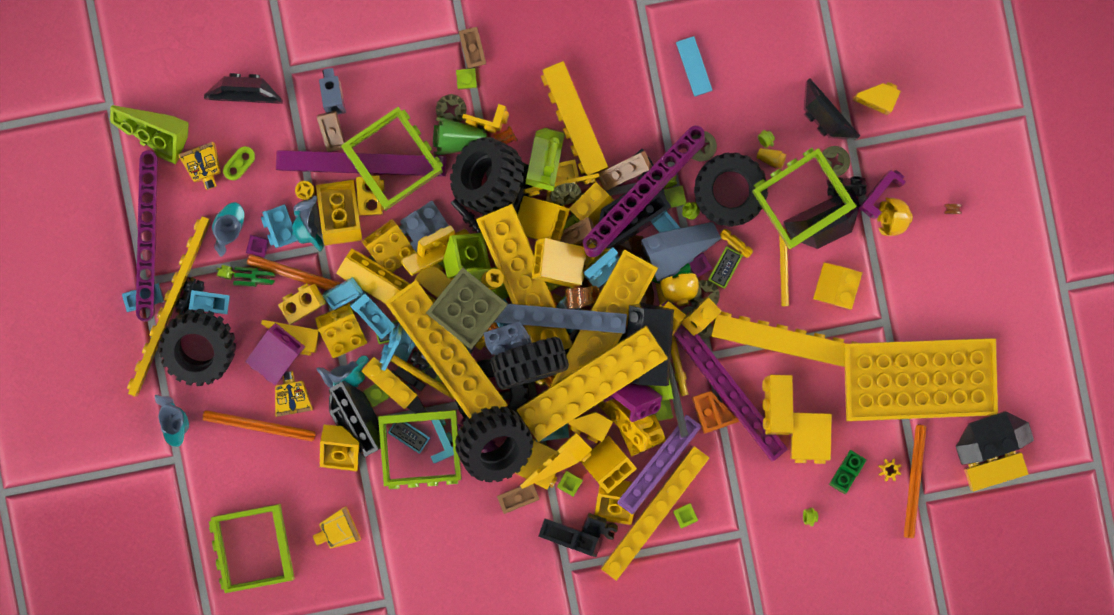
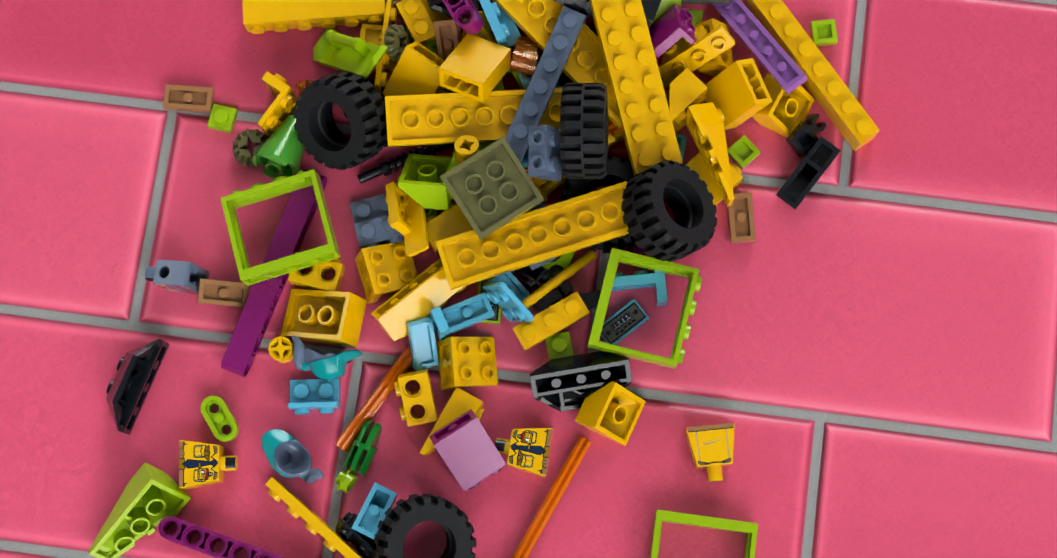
camera: 70 degrees left, 10 degrees down
(257, 246) = (328, 431): magenta tile -> none
(350, 373) = (521, 364): hair -> none

